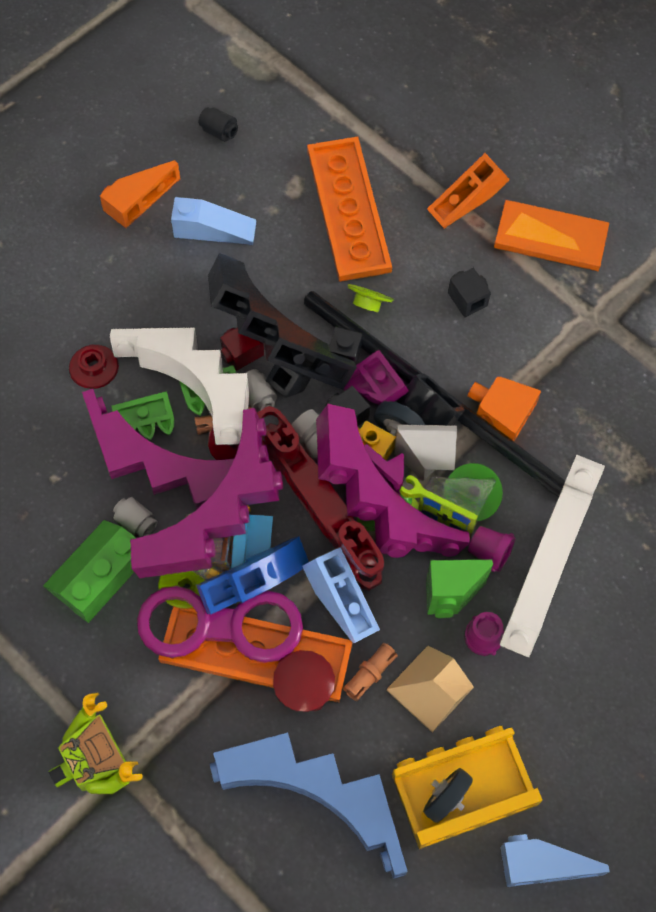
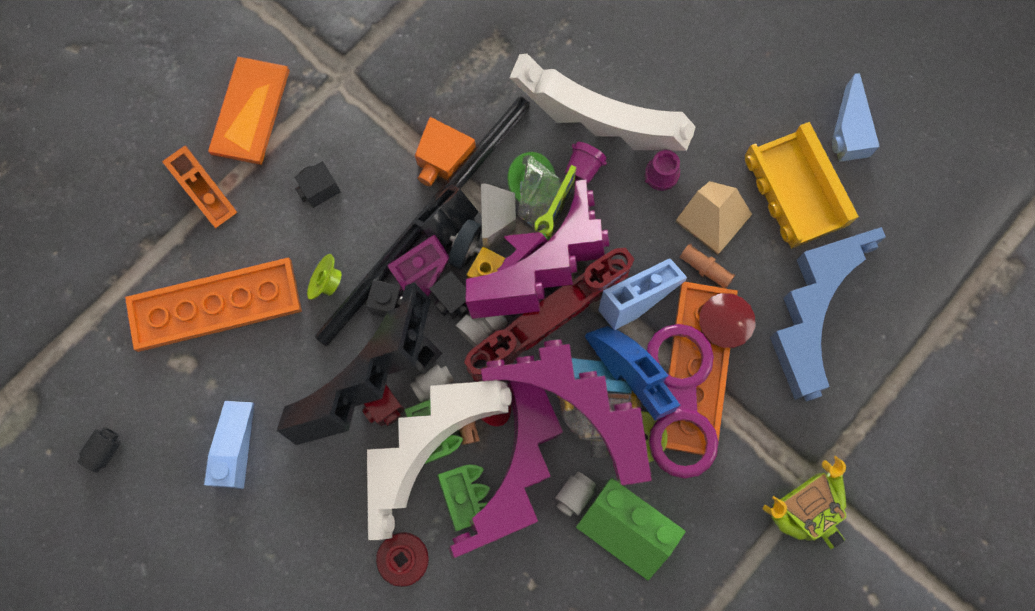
camera: 90 degrees left, 10 degrees up
(137, 192) = (190, 535): orange slope -> none
(448, 795) = (817, 194): black wheel -> none
(454, 584) = (629, 191): bright green slope -> none

